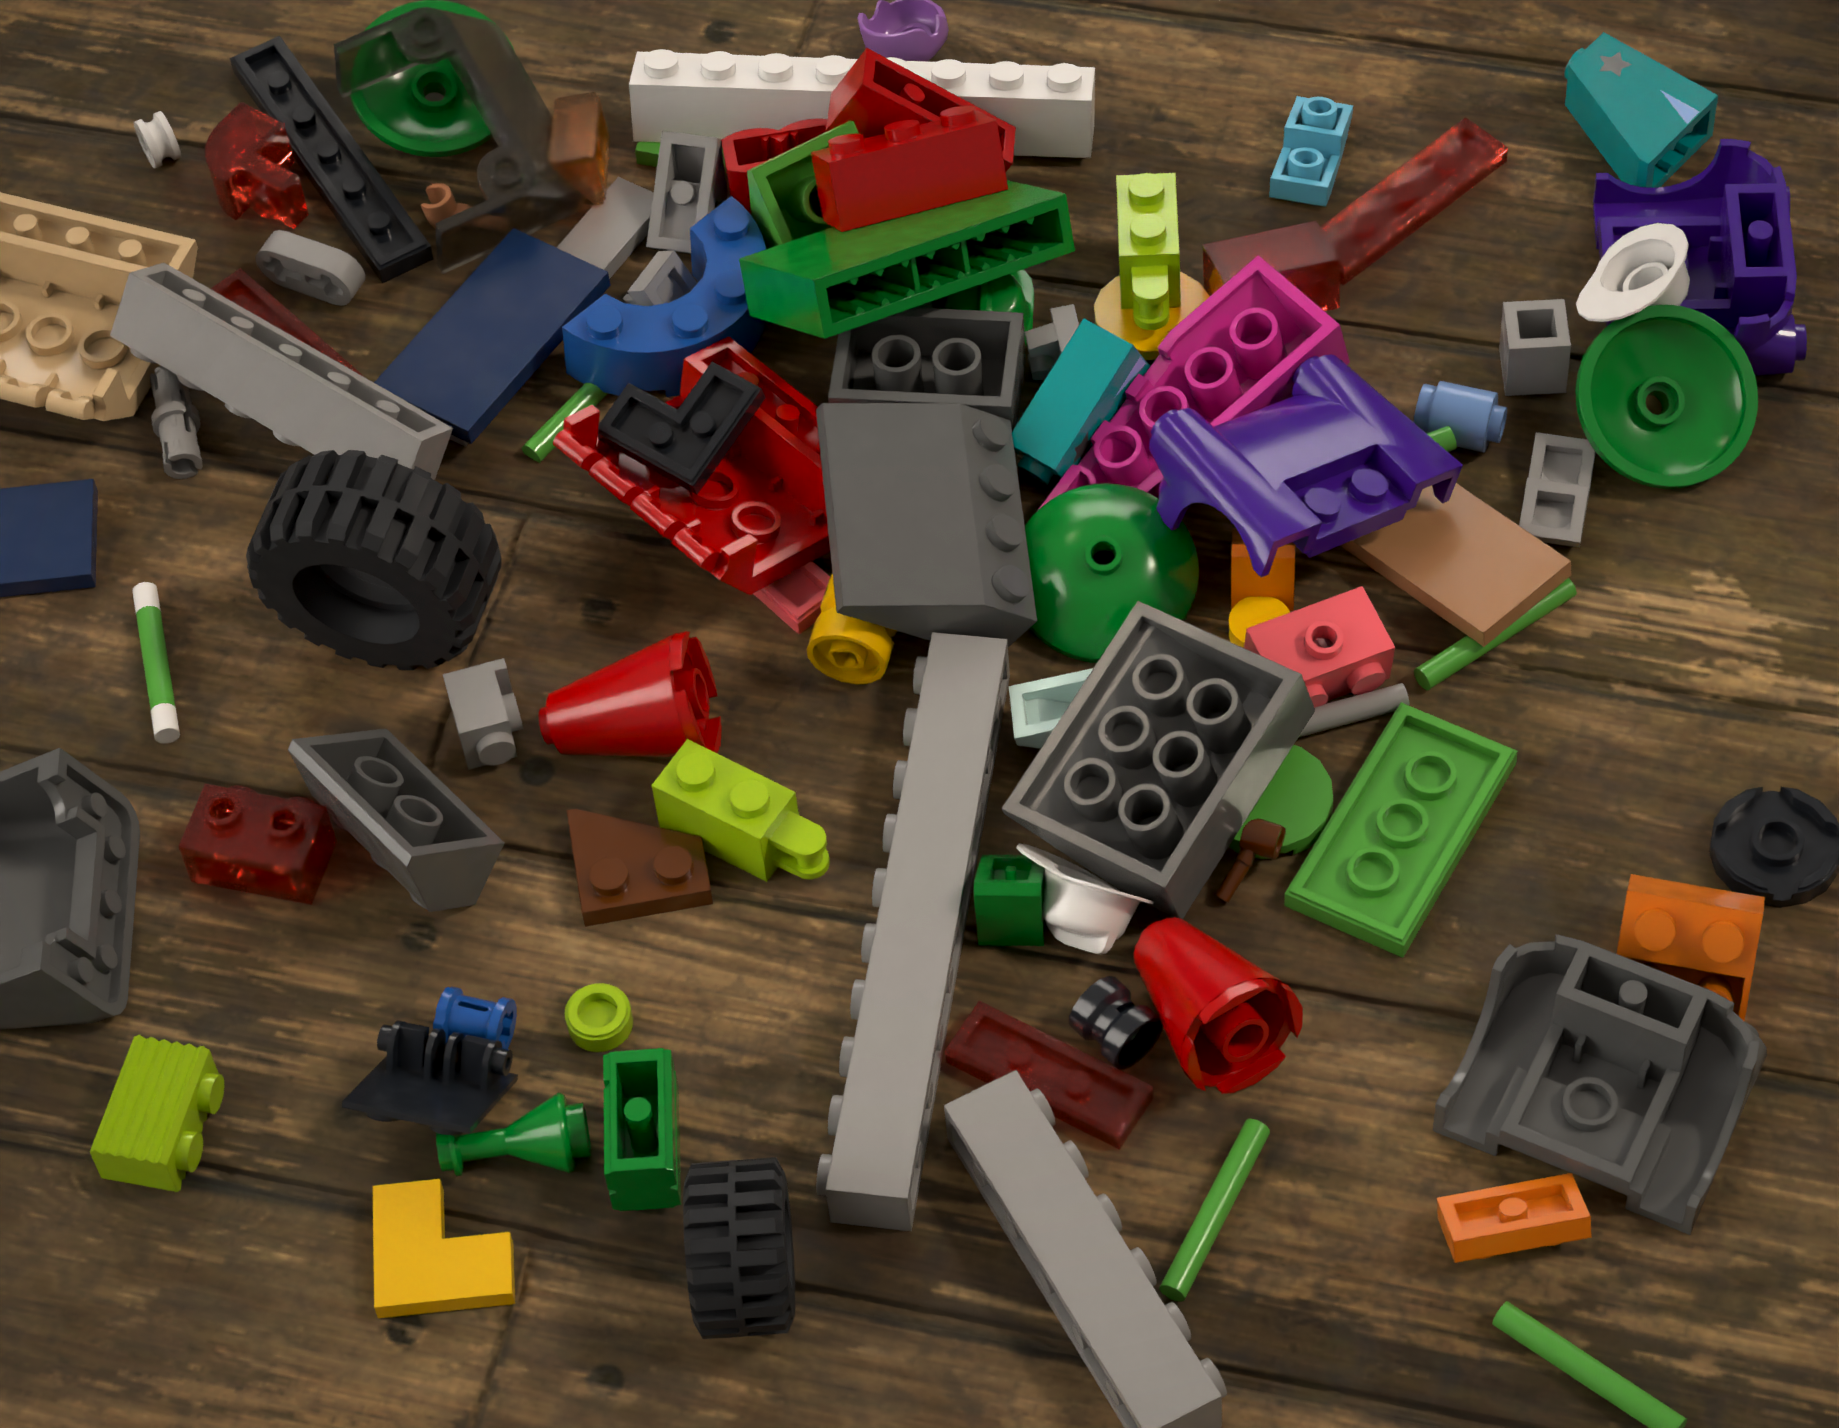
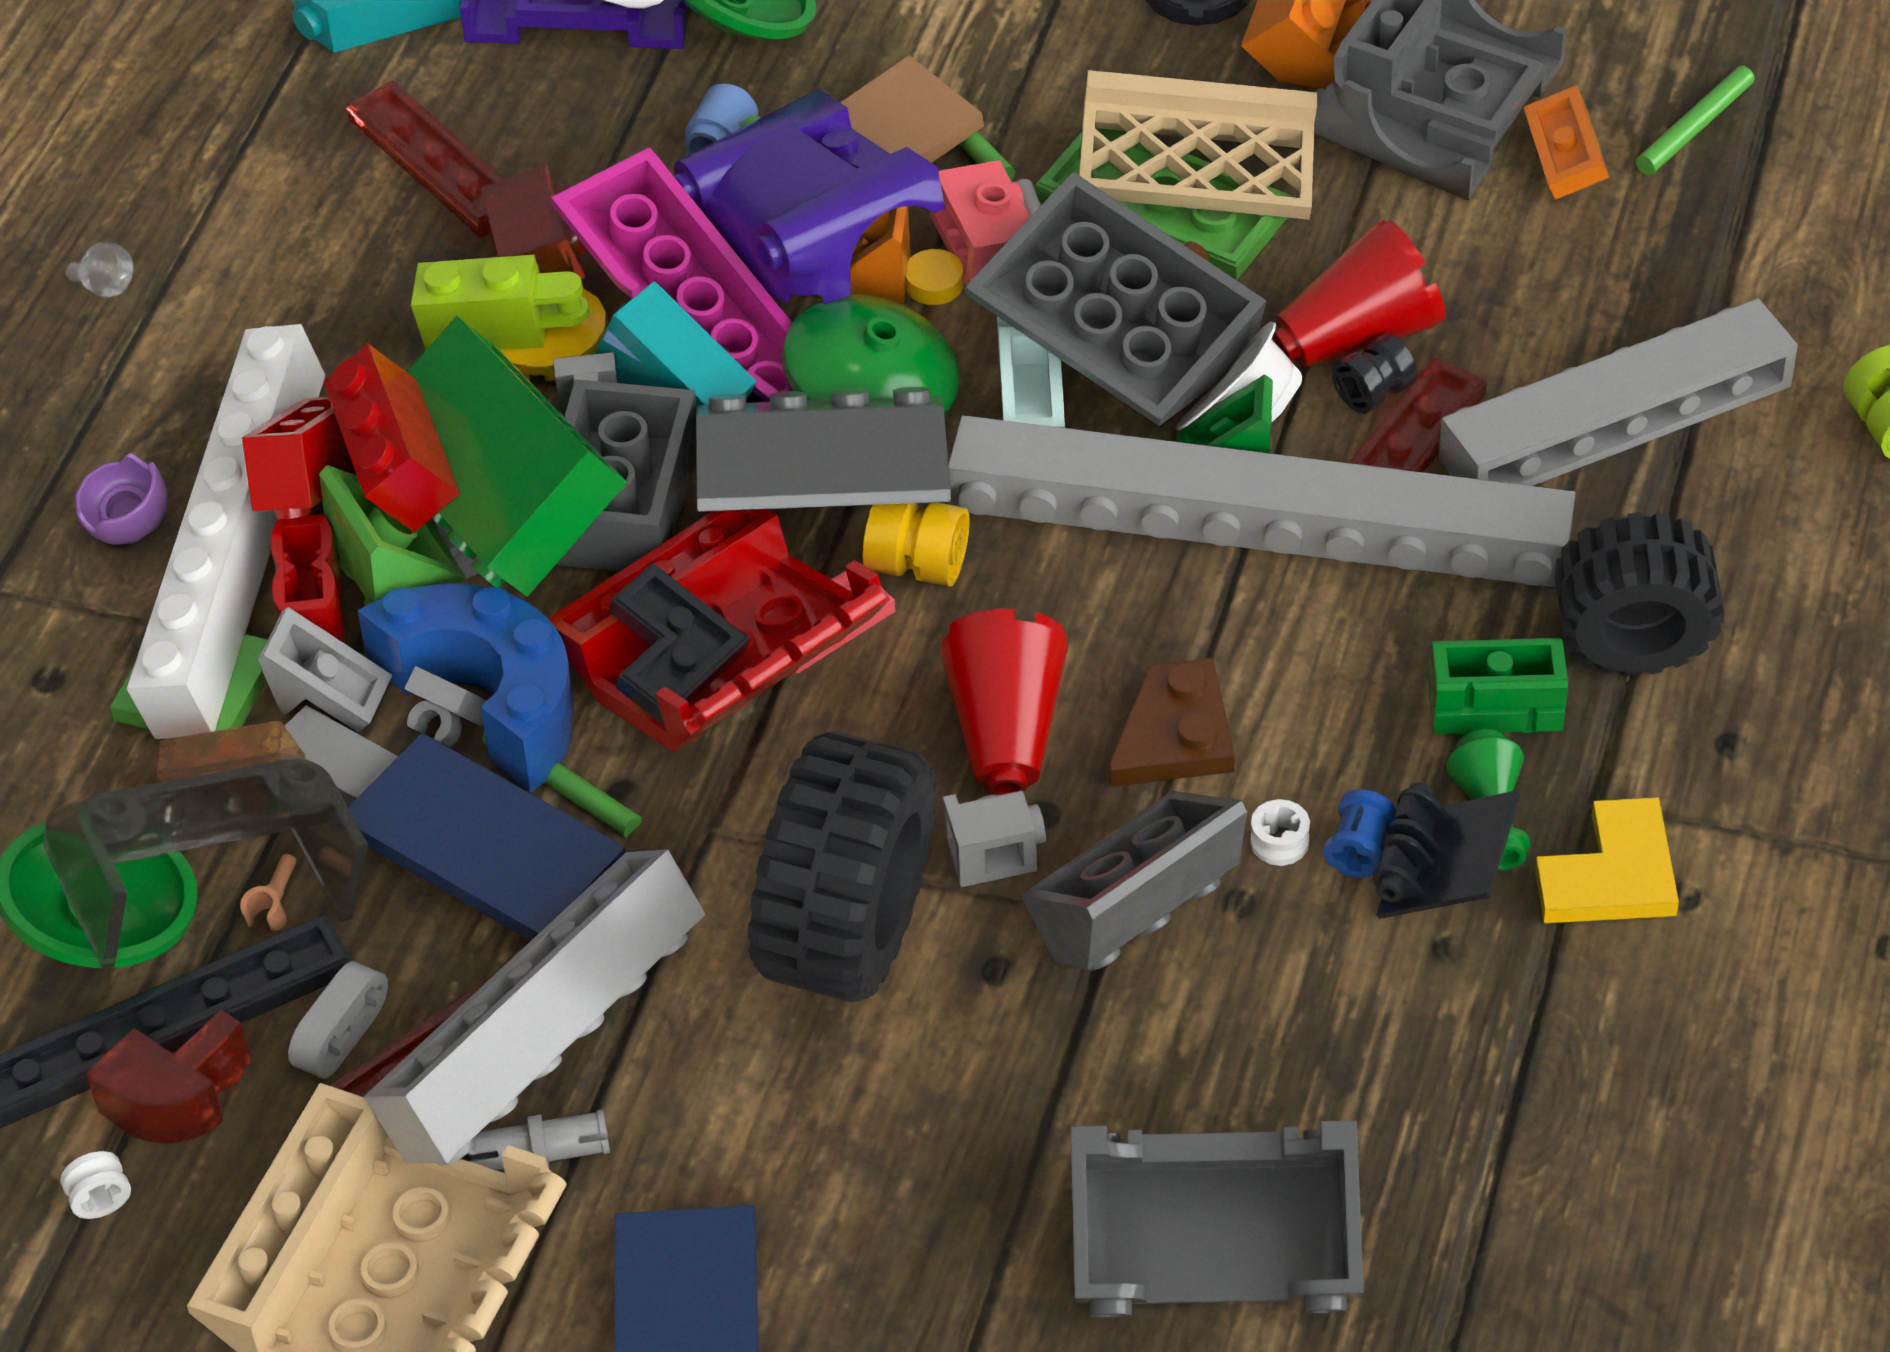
camera: 90 degrees left, 5 degrees down
(156, 663) = (875, 1144): bright green bar -> none
(157, 1114) = (1468, 1087): lime brick -> none
(258, 843) = (1137, 1019): clear red brick -> none
(482, 942) = (1267, 820): none -> white bush
(598, 1017) = (1347, 750): lime tile -> none
(738, 815) = (1133, 628): lime brick -> none
(1214, 1210) = (1542, 325): bright green bar -> none
(1311, 151) = (349, 215): medium azure slope -> none
(1500, 847) = (1199, 114): none -> tan fence
(1534, 347) = (660, 61): light grey brick -> none
(1558, 489) = (787, 75): light grey slope -> none

